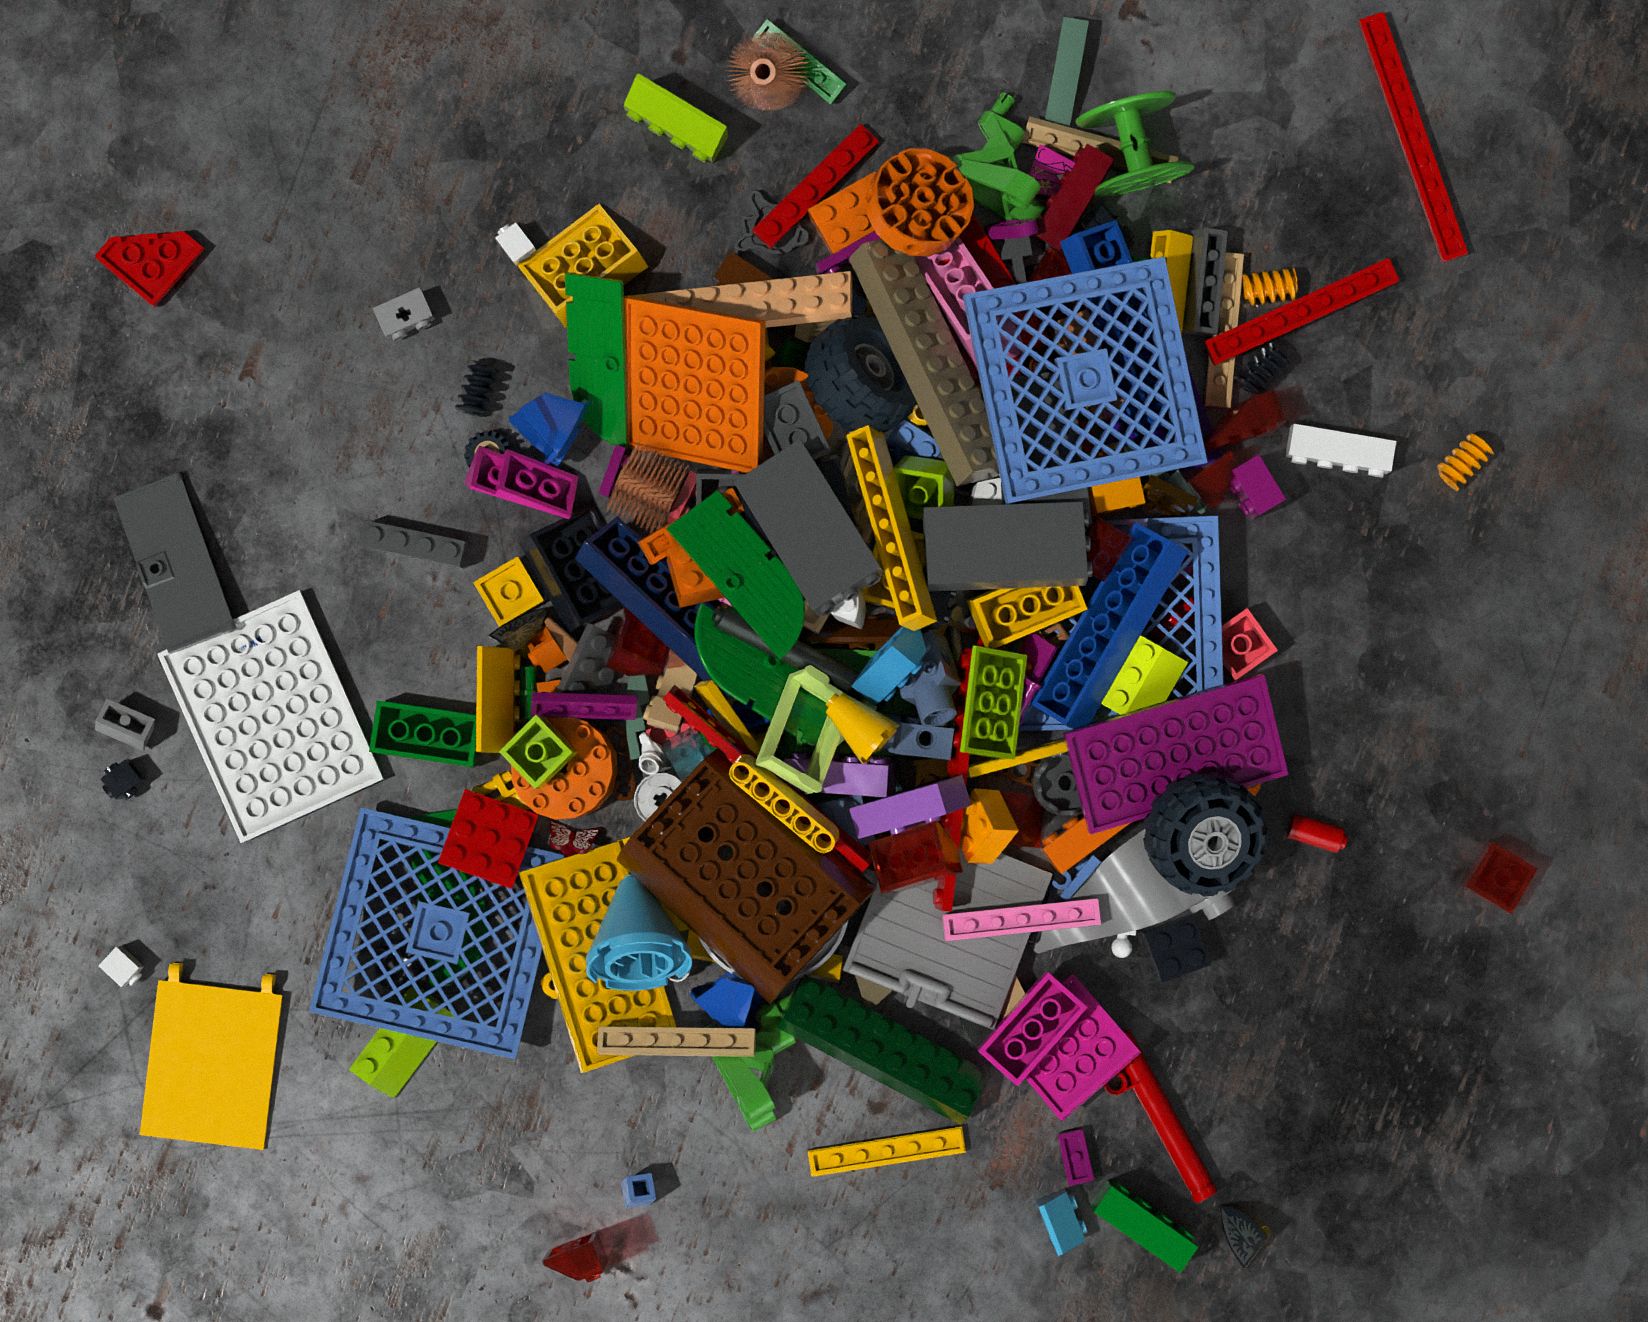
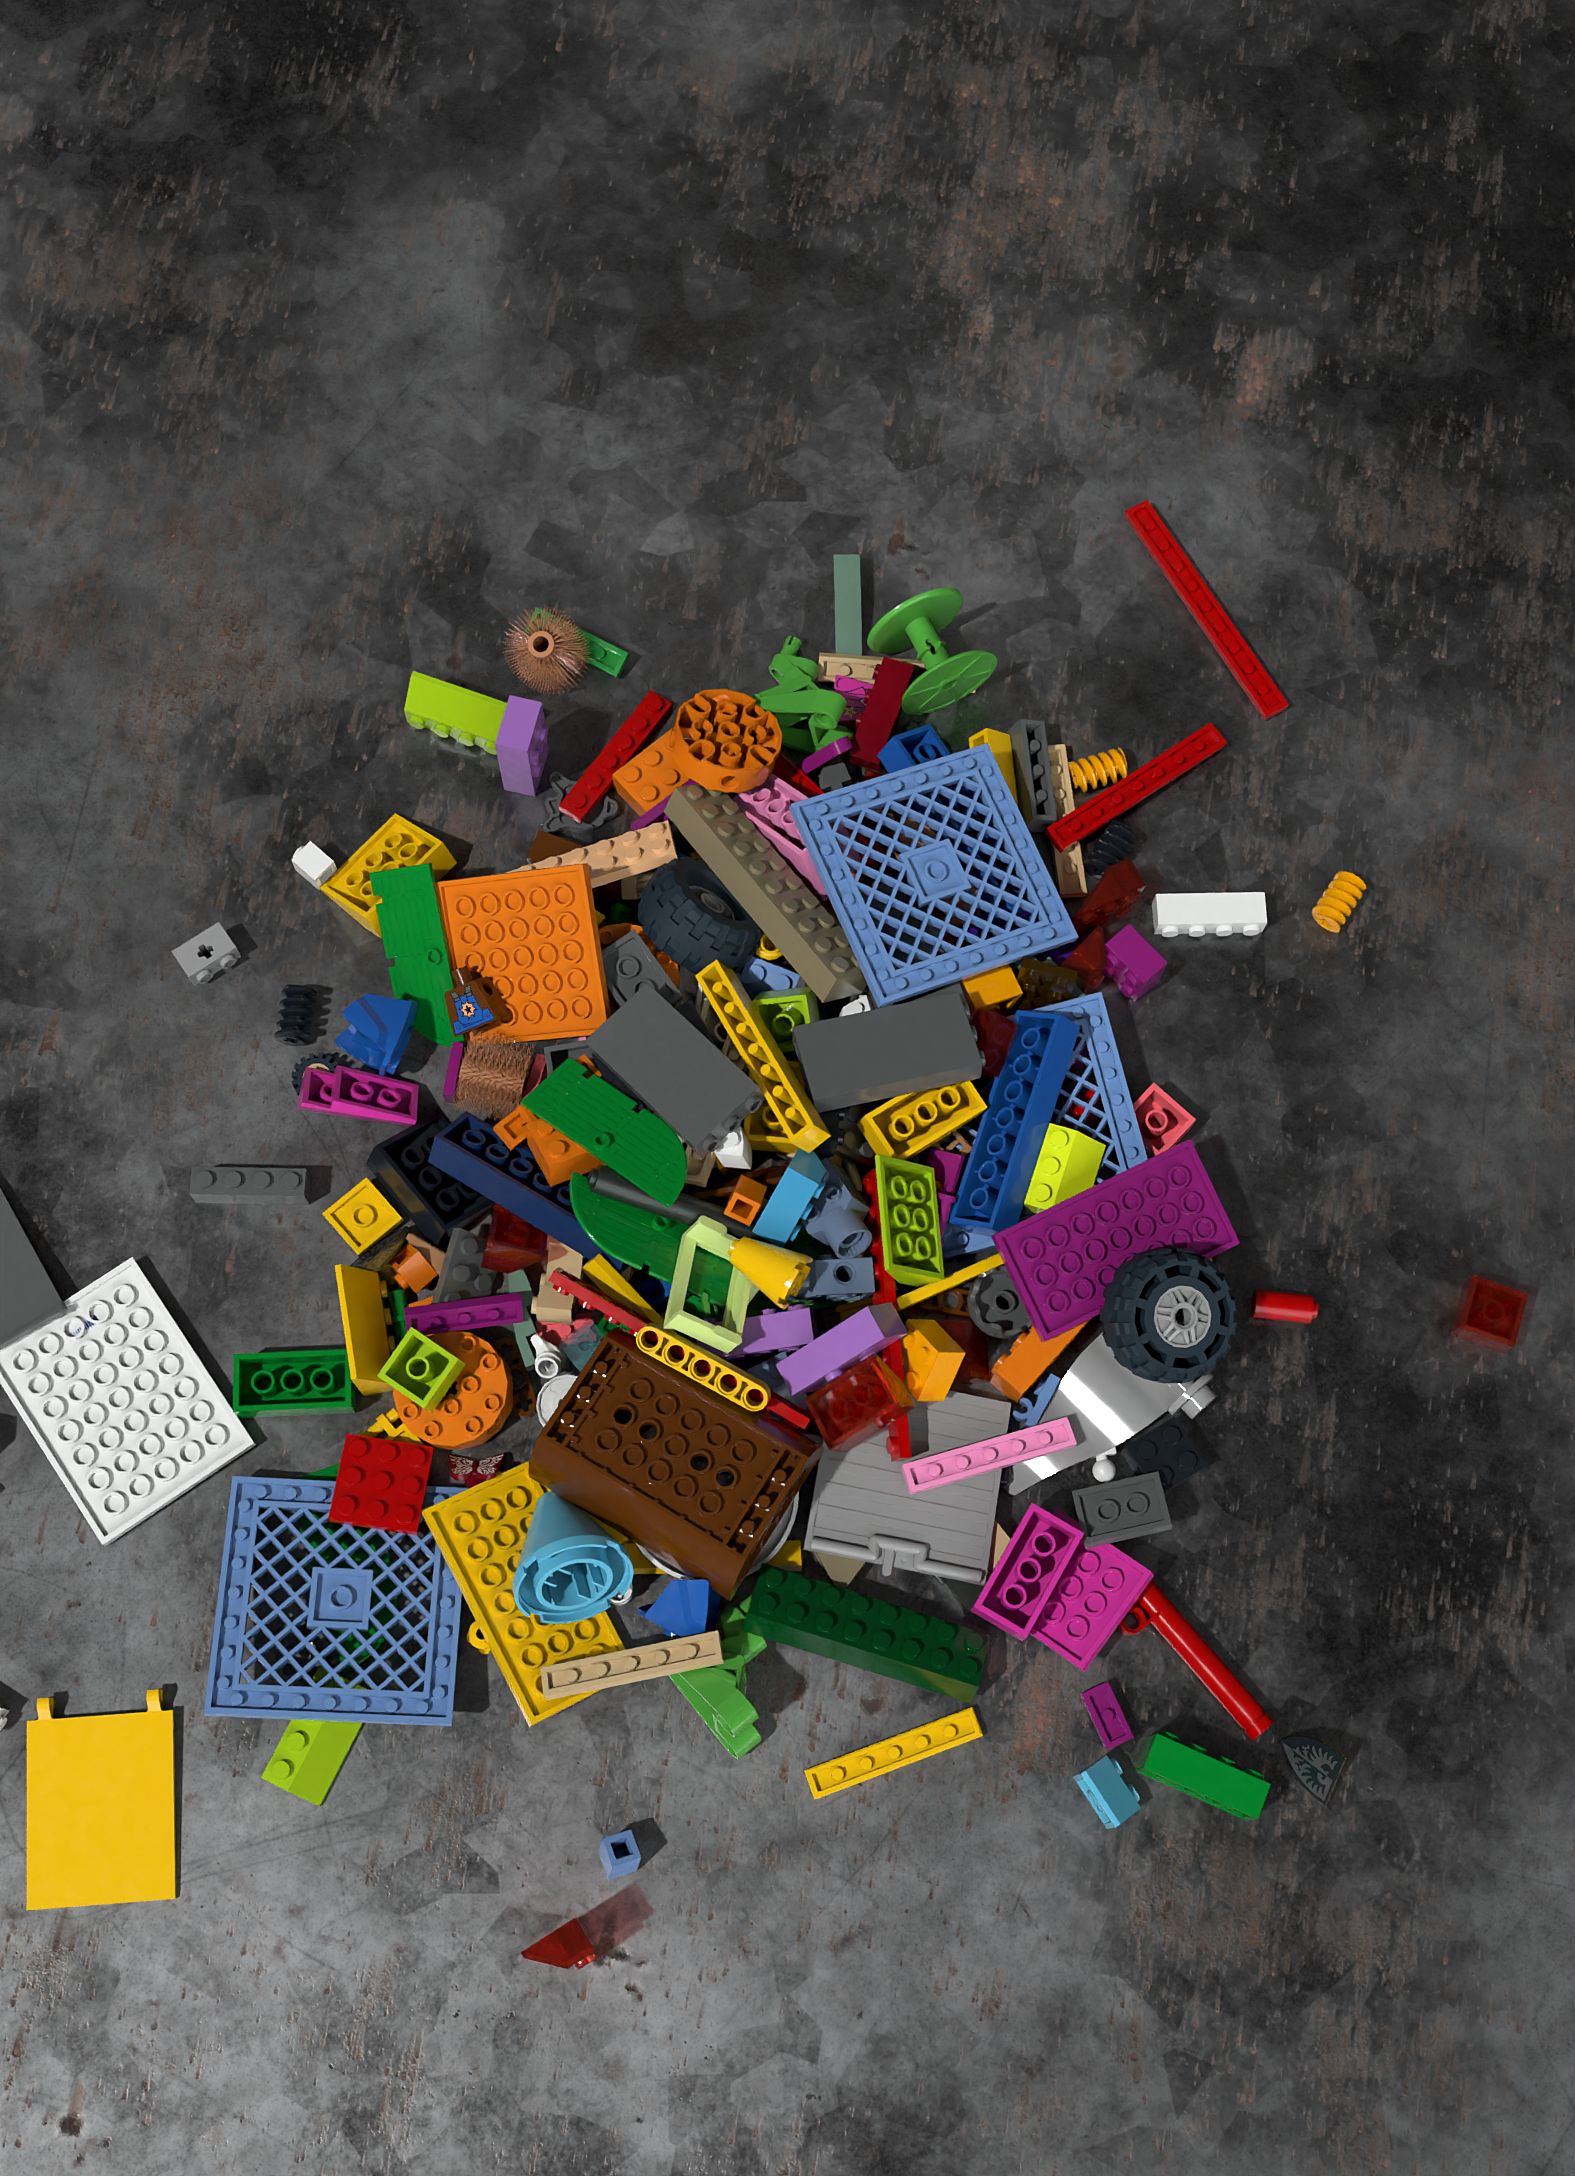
camera: 15 degrees left, 15 degrees down
(640, 416) = (473, 1003): none -> reddish brown torso
(728, 170) = (522, 745): none -> medium lavender brick
(851, 656) = (746, 1200): none -> orange brick
(1126, 990) = (1122, 1510): none -> dark grey plate

